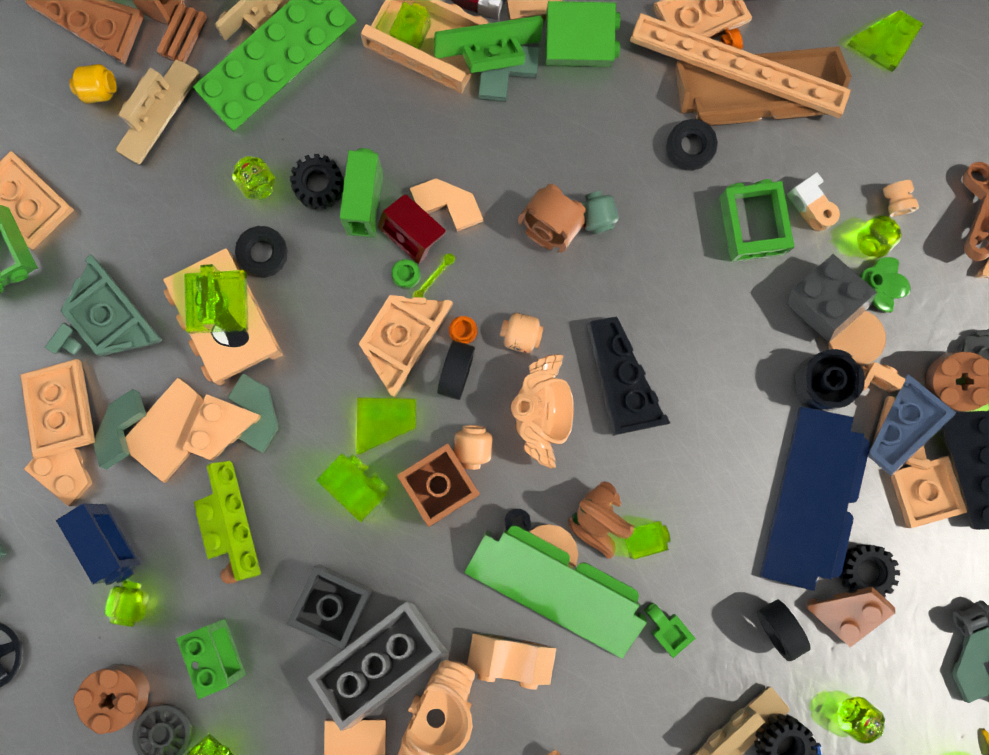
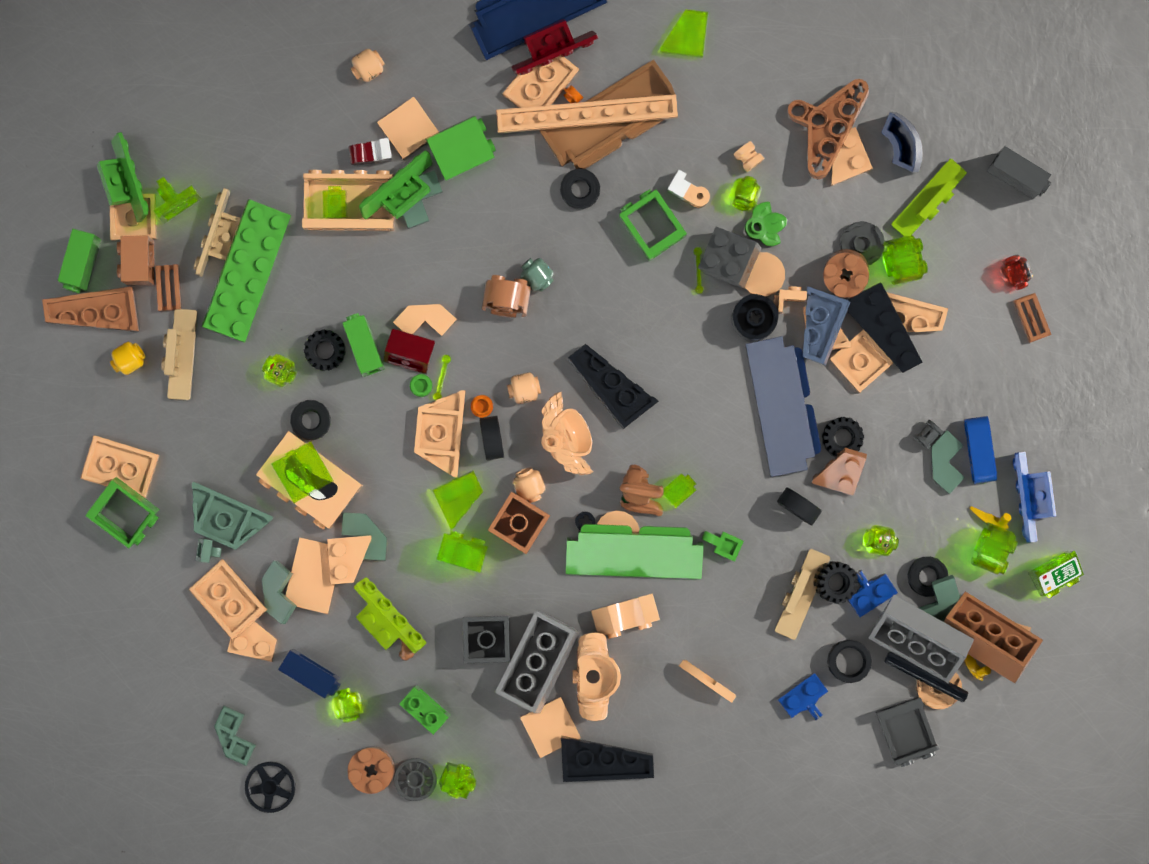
camera: 20 degrees left, 5 degrees up
(791, 277) = (697, 252): none -> clear neon green hinge

